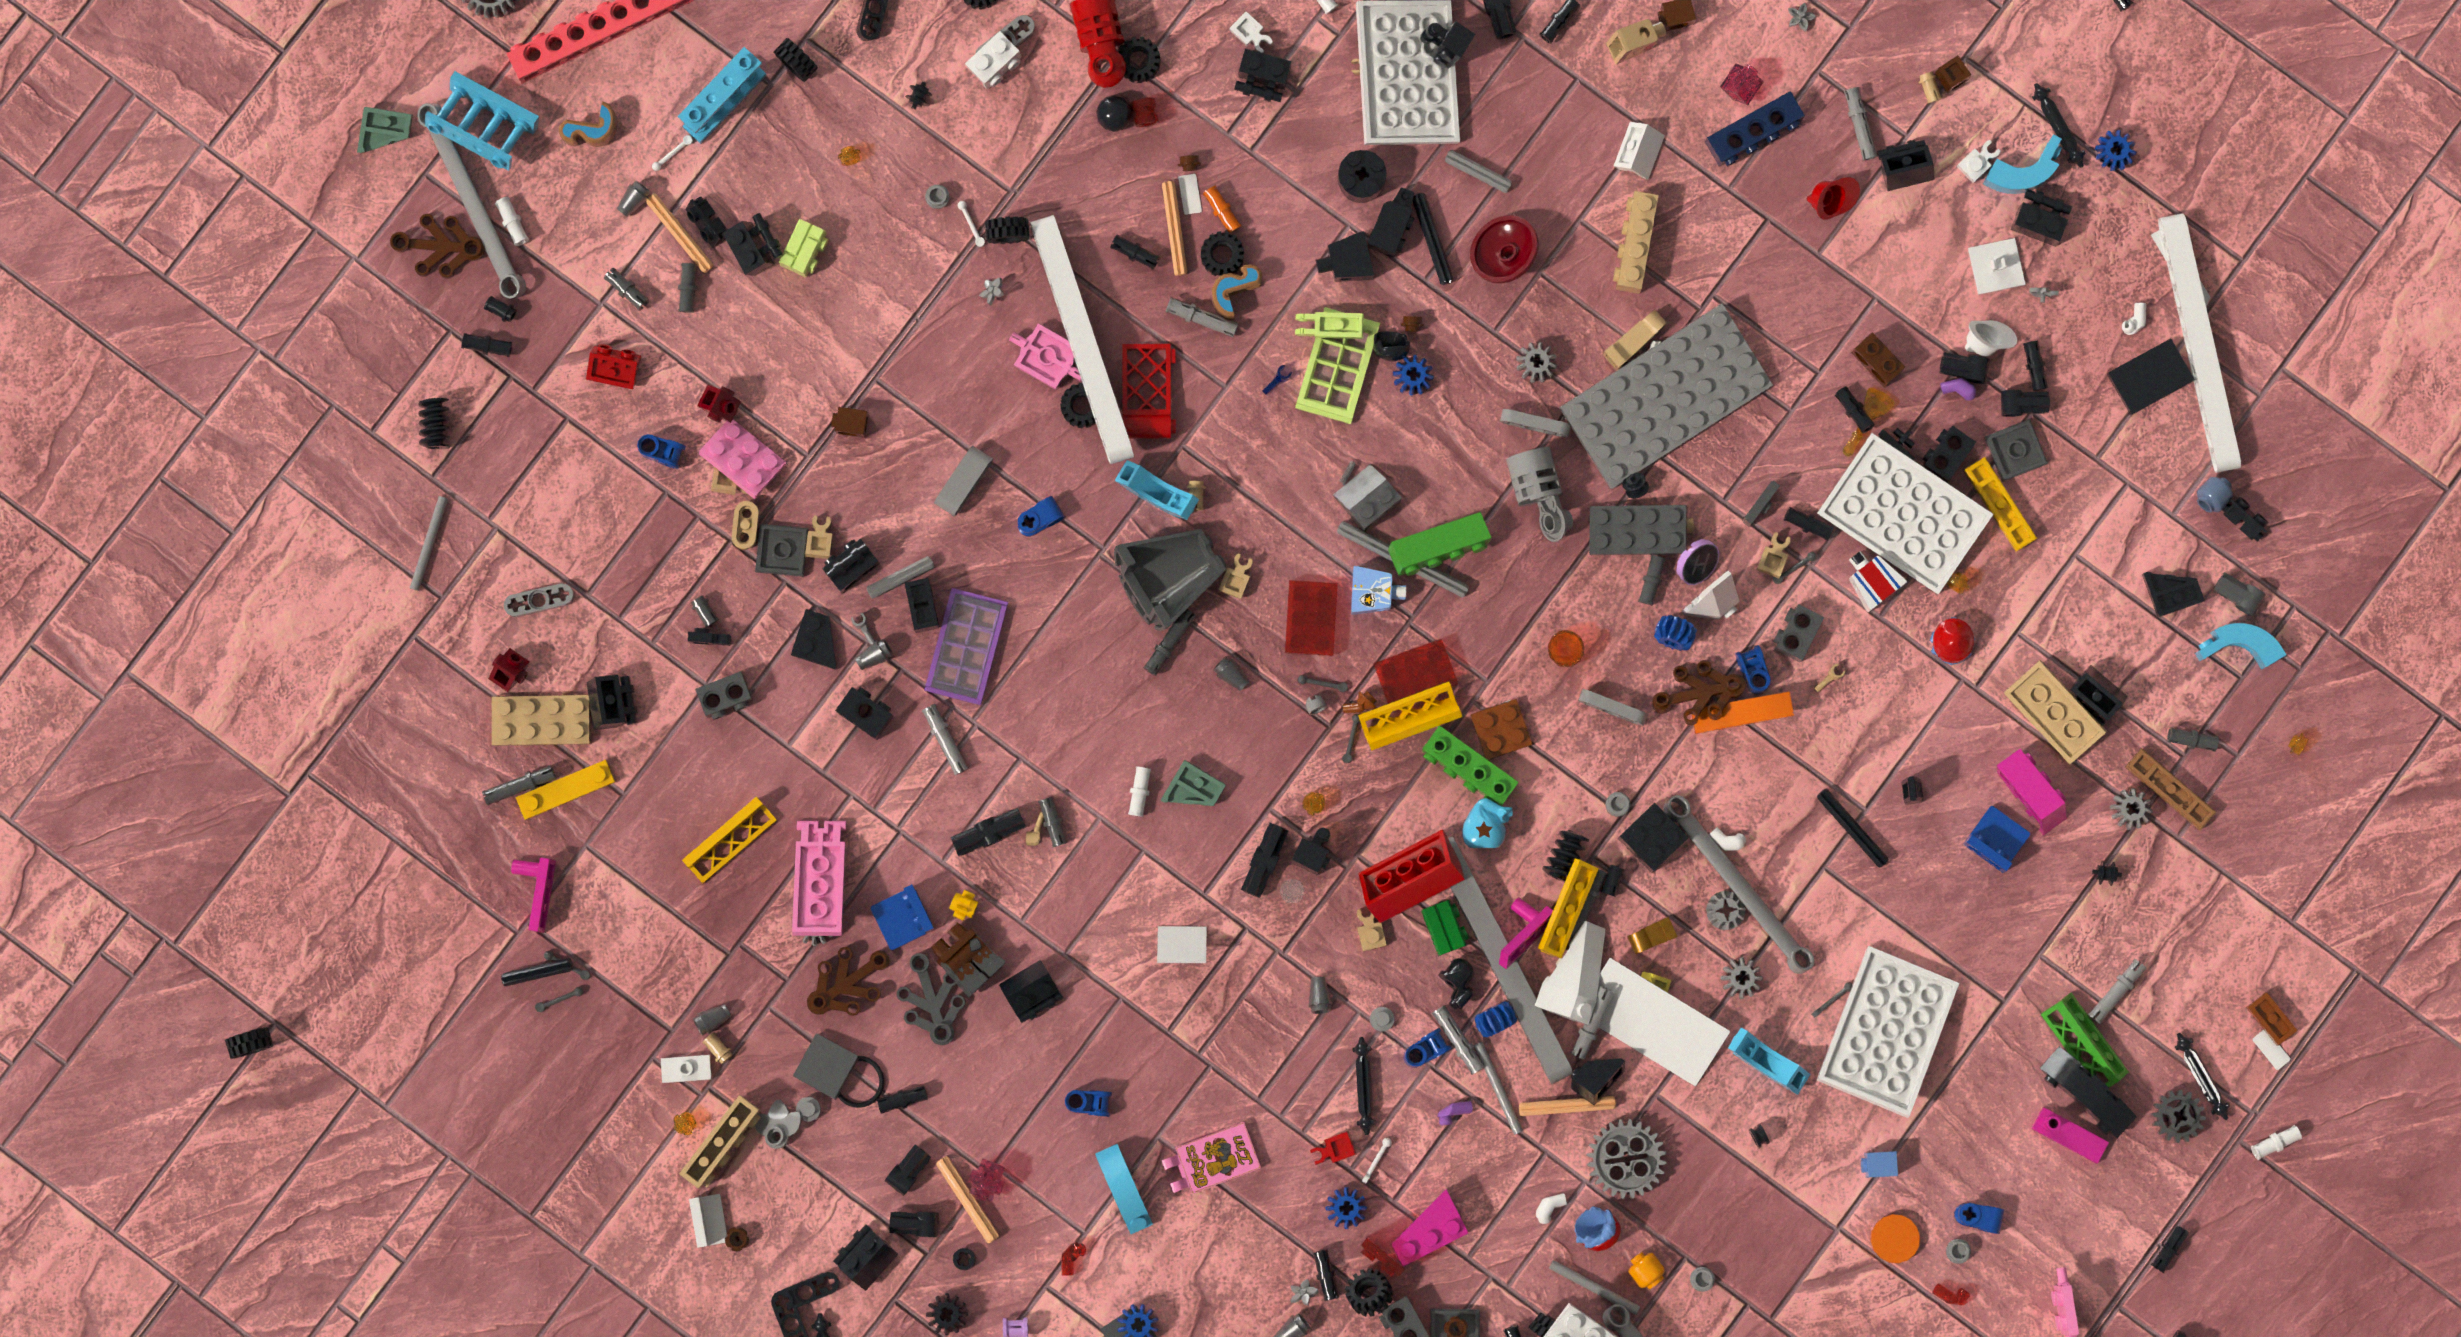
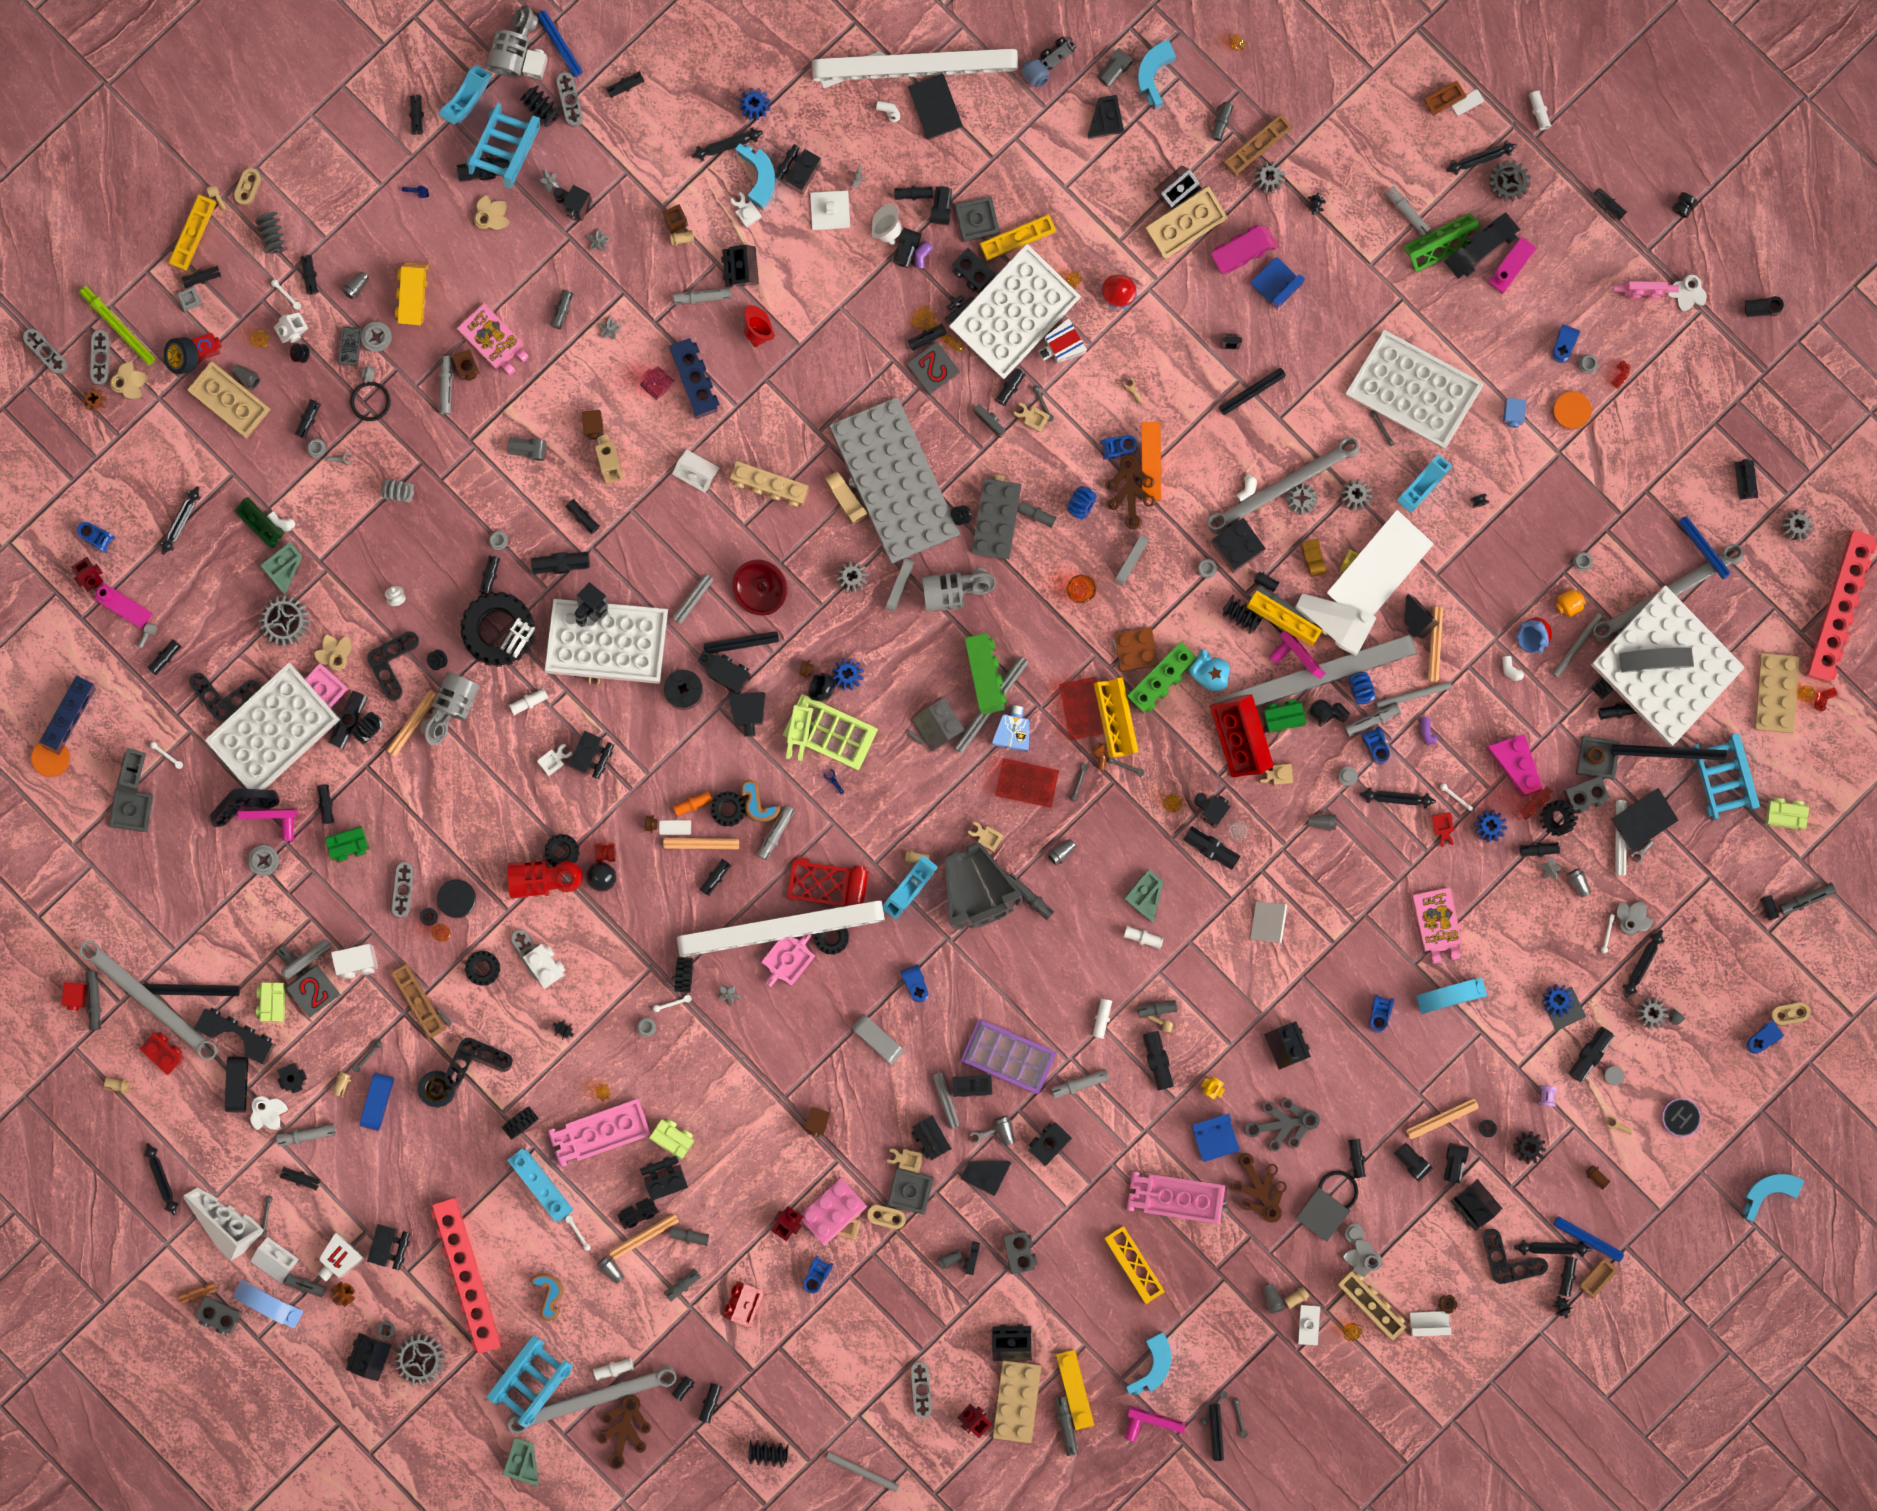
camera: 80 degrees left, 0 degrees up
(613, 891) = (1161, 1364): none -> medium azure arch
(799, 160) = (600, 1132): none -> bright pink hinge
(967, 960) = (1256, 1091): hips -> none
(986, 1180) = (1430, 1101): clear pink brick -> none
(1031, 755) = (1102, 1018): none -> white pin
(1070, 1255) = (1497, 1046): clear red arm -> none
(1315, 706) = (1096, 790): light grey hinge -> none
(1588, 1032) = (1382, 618): light grey pin -> none
(1622, 1137) = (1465, 604): light grey gear -> none
(1698, 562) = (1029, 475): tile -> none
(1715, 600) = (1061, 467): white wedge -> none
(1803, 635) = (1098, 404): dark grey brick -> none
(1816, 424) = (933, 368): none -> dark grey tile
(1878, 359) = (891, 312): reddish brown brick -> none

